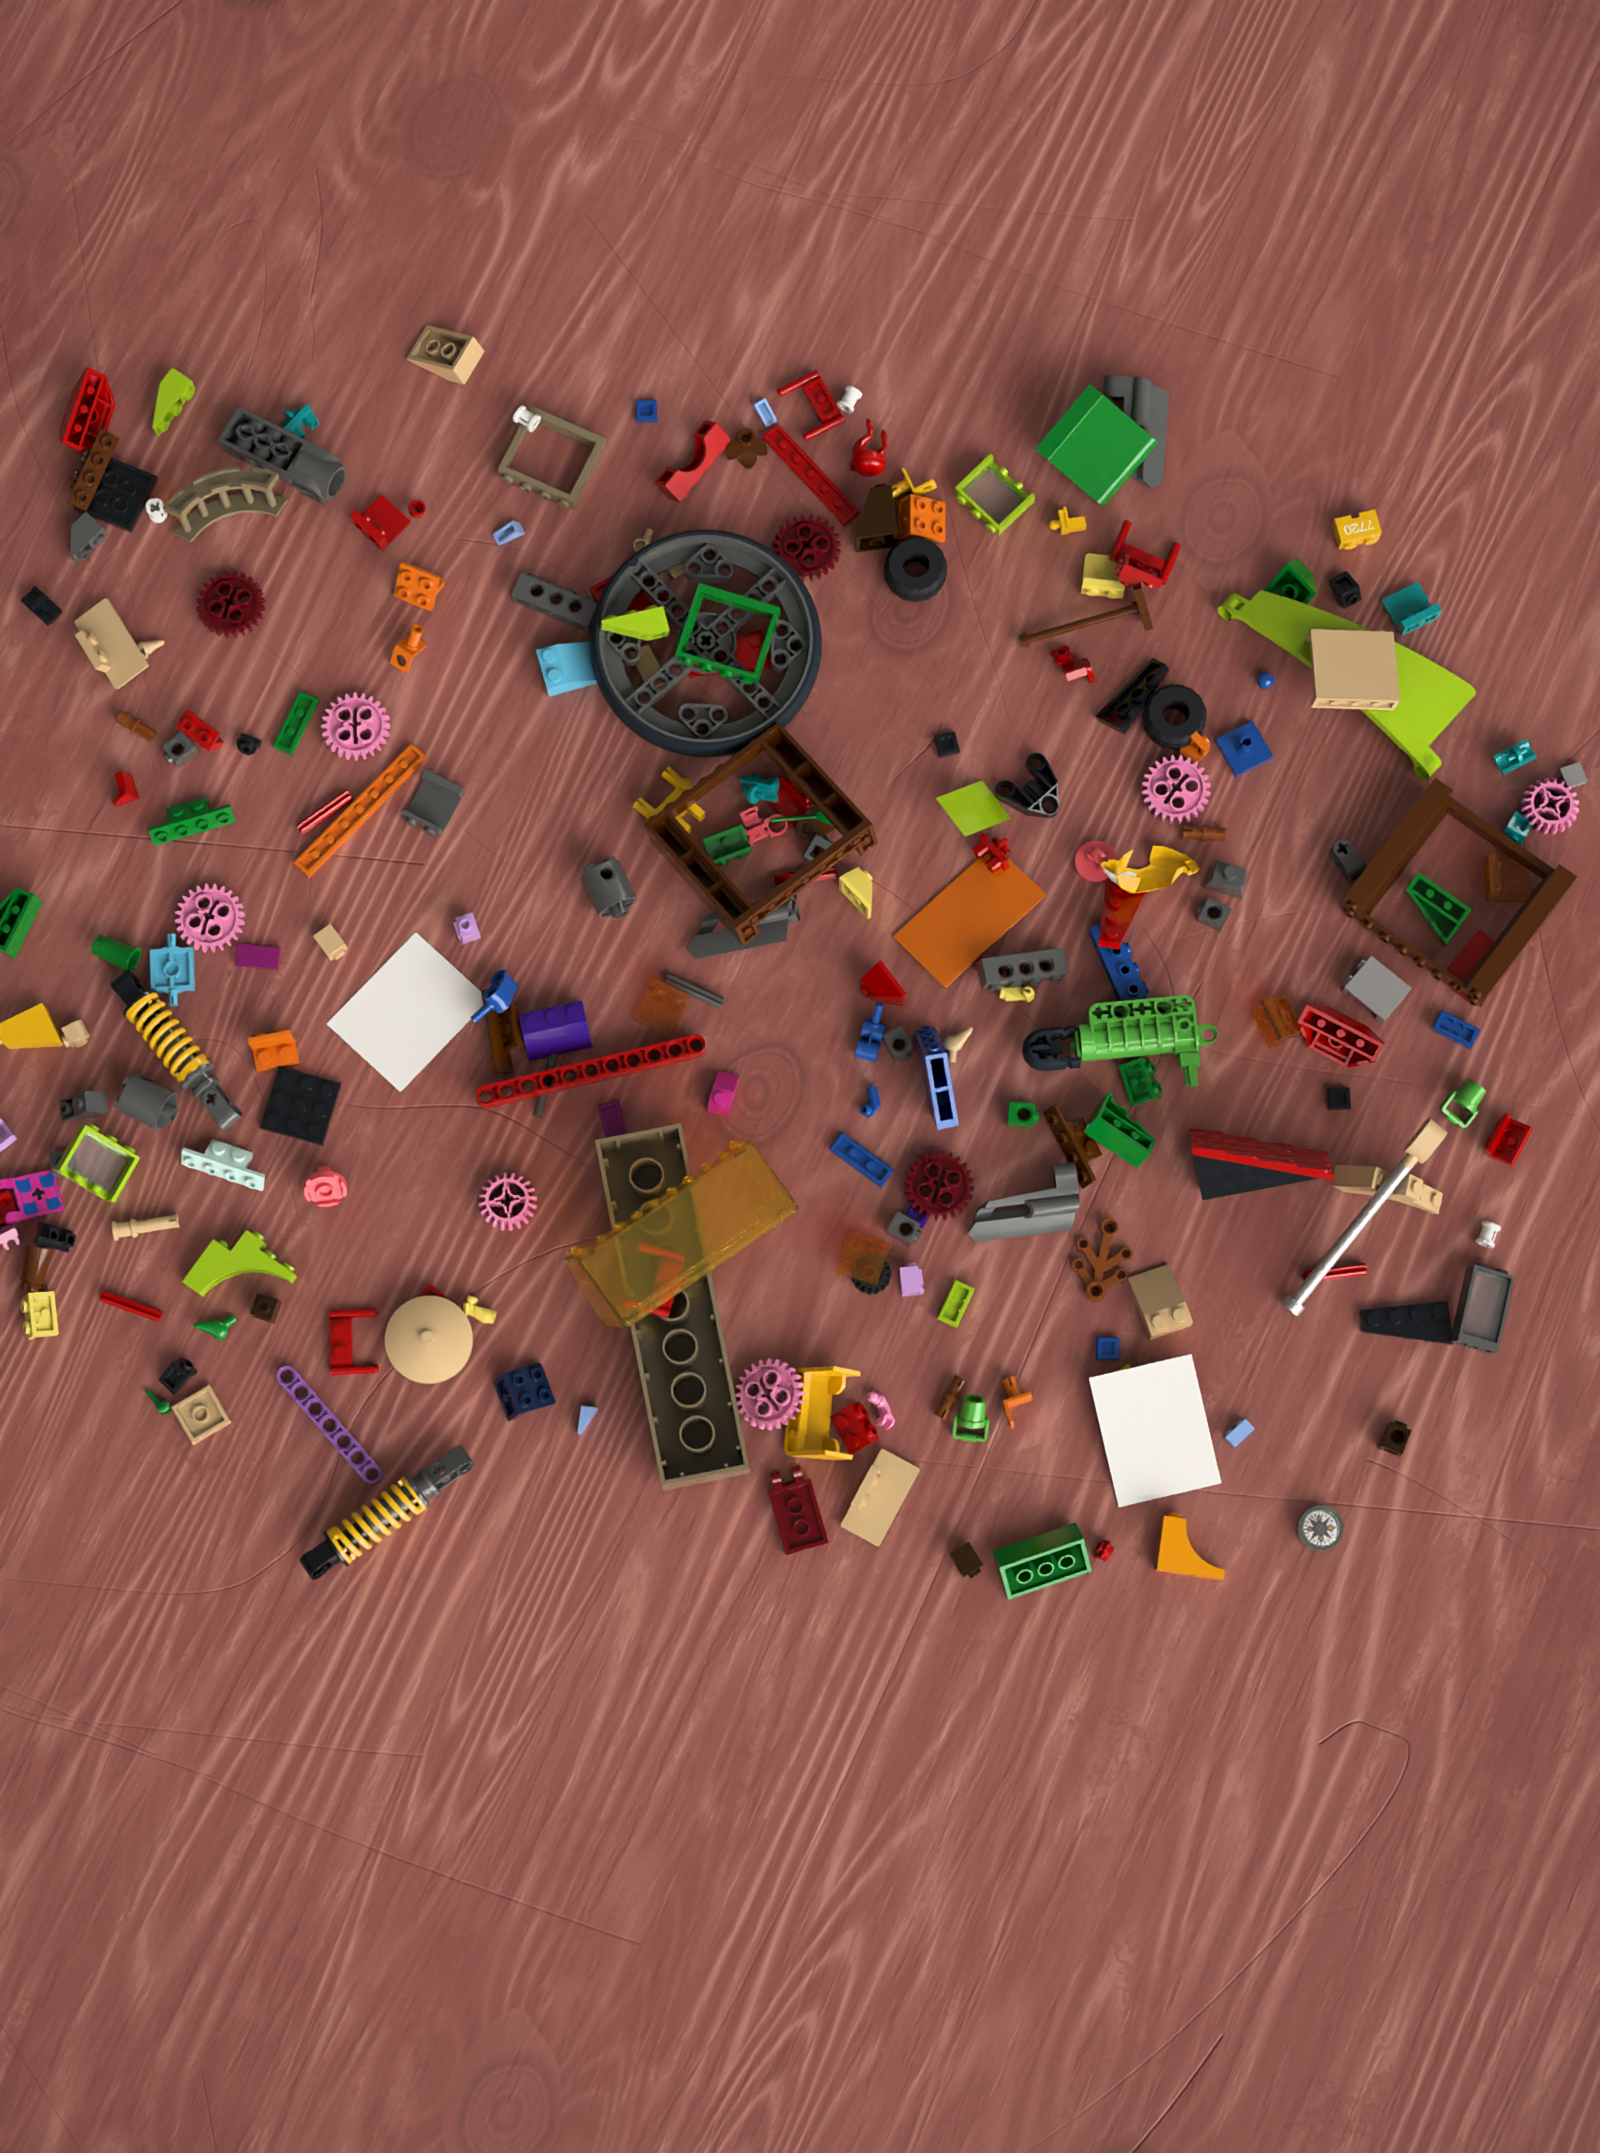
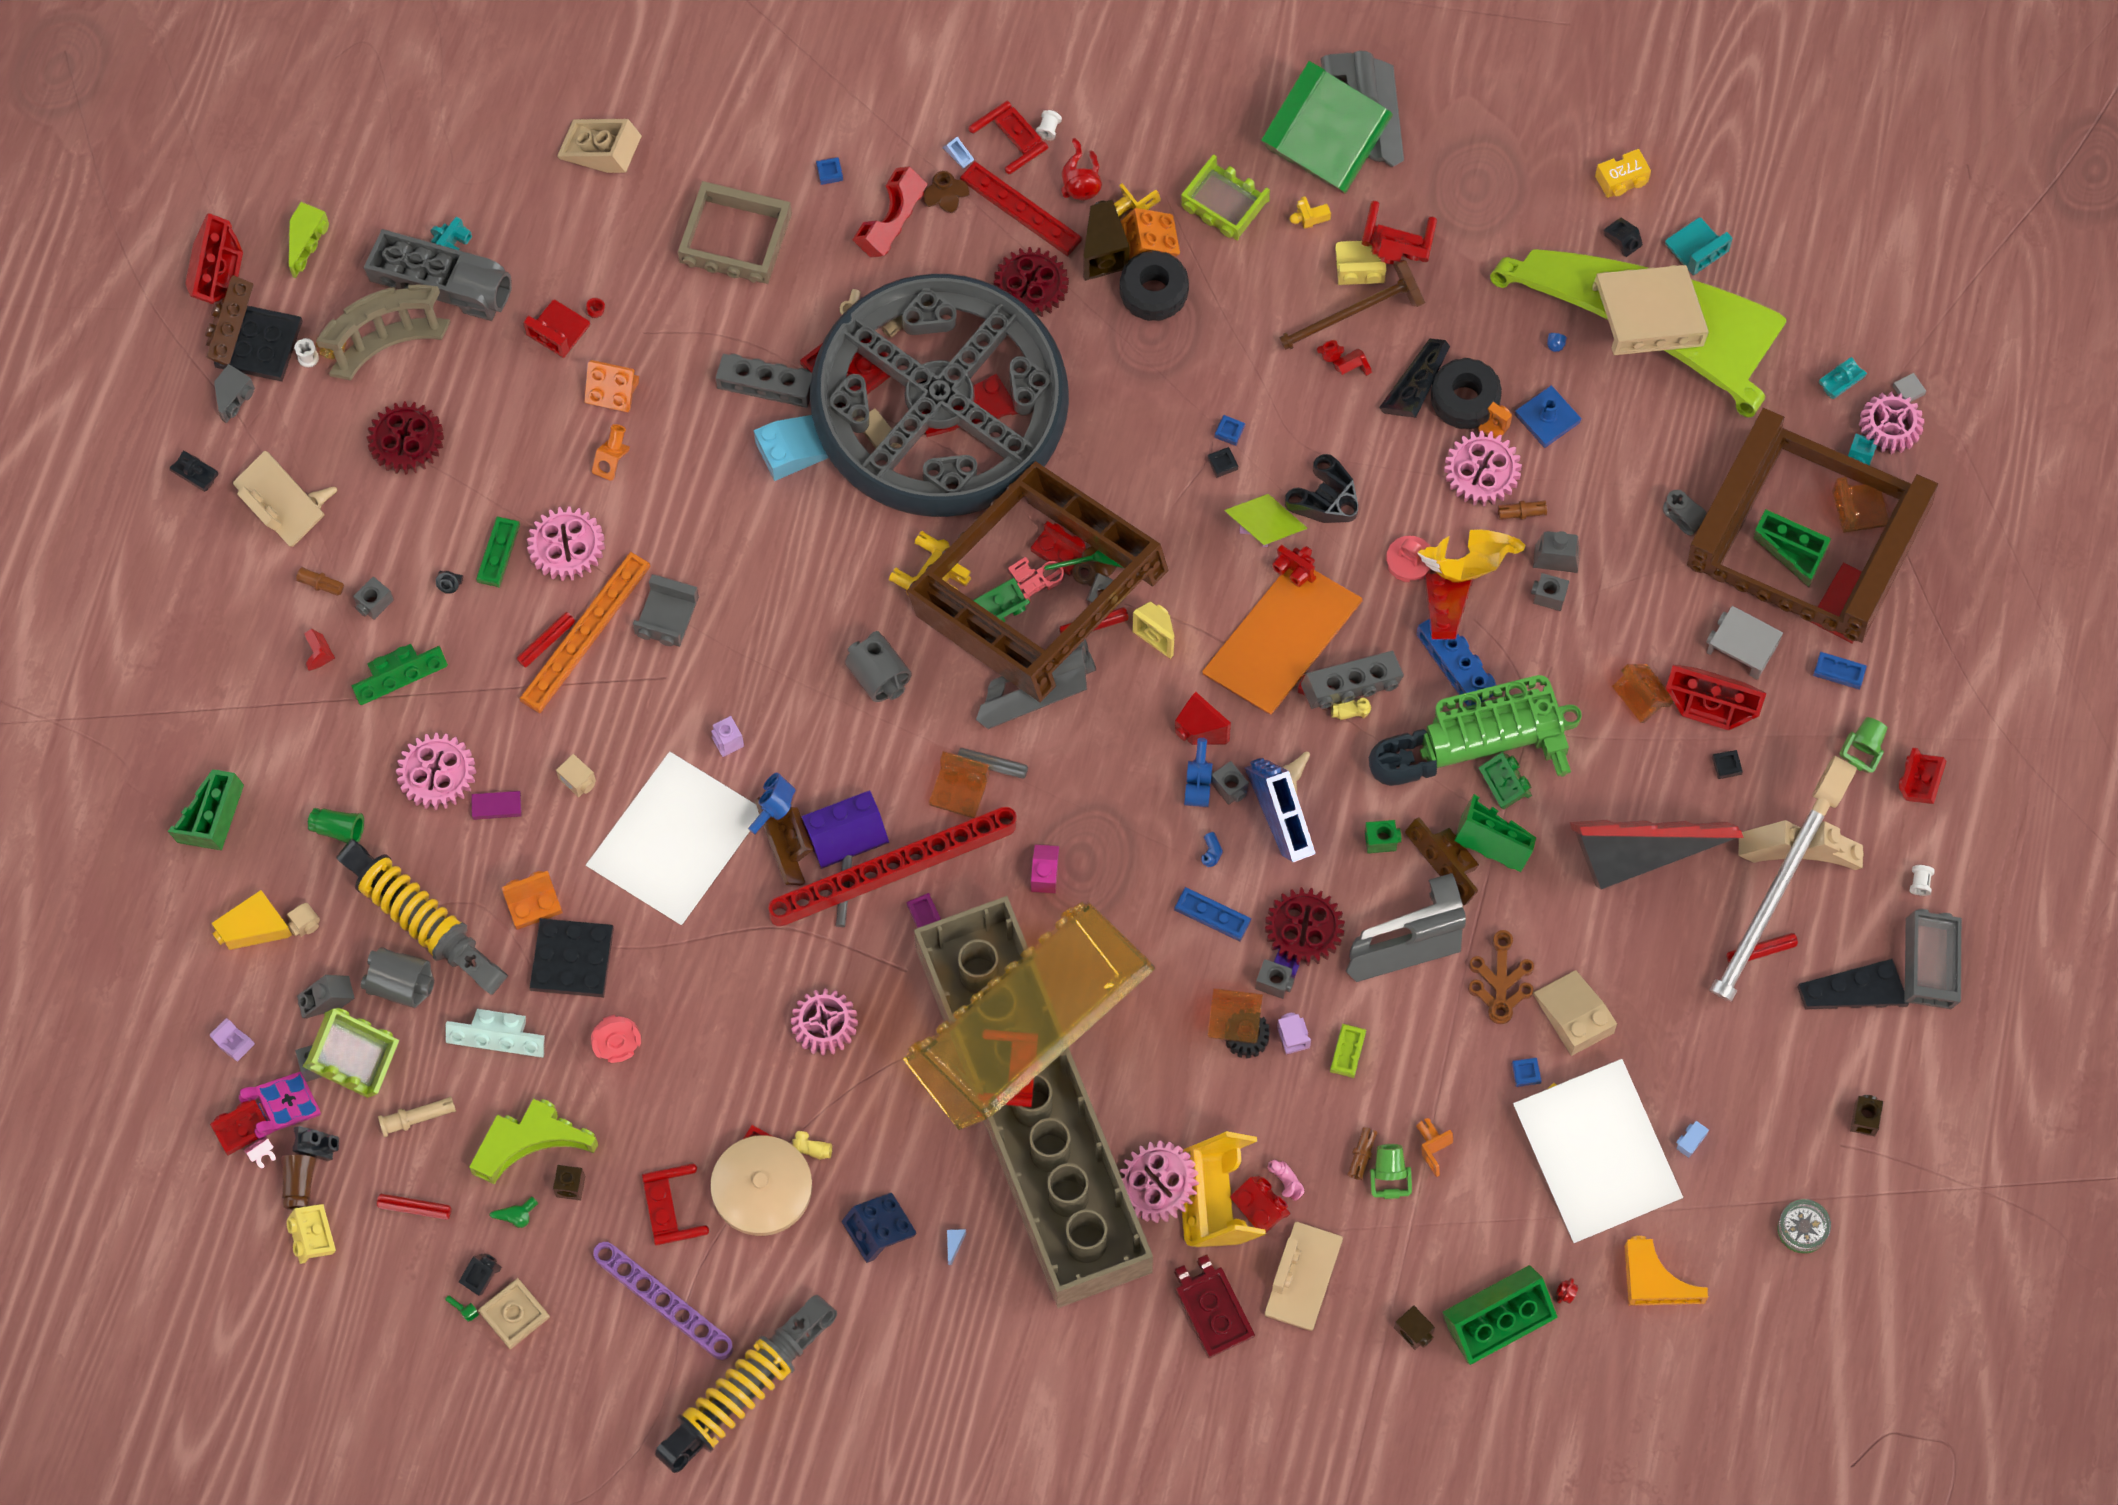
camera: 10 degrees left, 10 degrees down
(172, 969) = (402, 833): medium azure plate -> none
(199, 731) = (393, 572): red bracket -> none
(508, 532) = (700, 317): light blue piece -> none
(526, 418) = (701, 193): white bush -> none
(644, 625) = (868, 381): lime slope -> none
(735, 601) = (963, 341): green window -> none
(757, 788) = (1025, 538): teal hips -> none
(958, 715) = (1229, 430): none -> blue tile
(1294, 582) = (1567, 235): green slope -> none

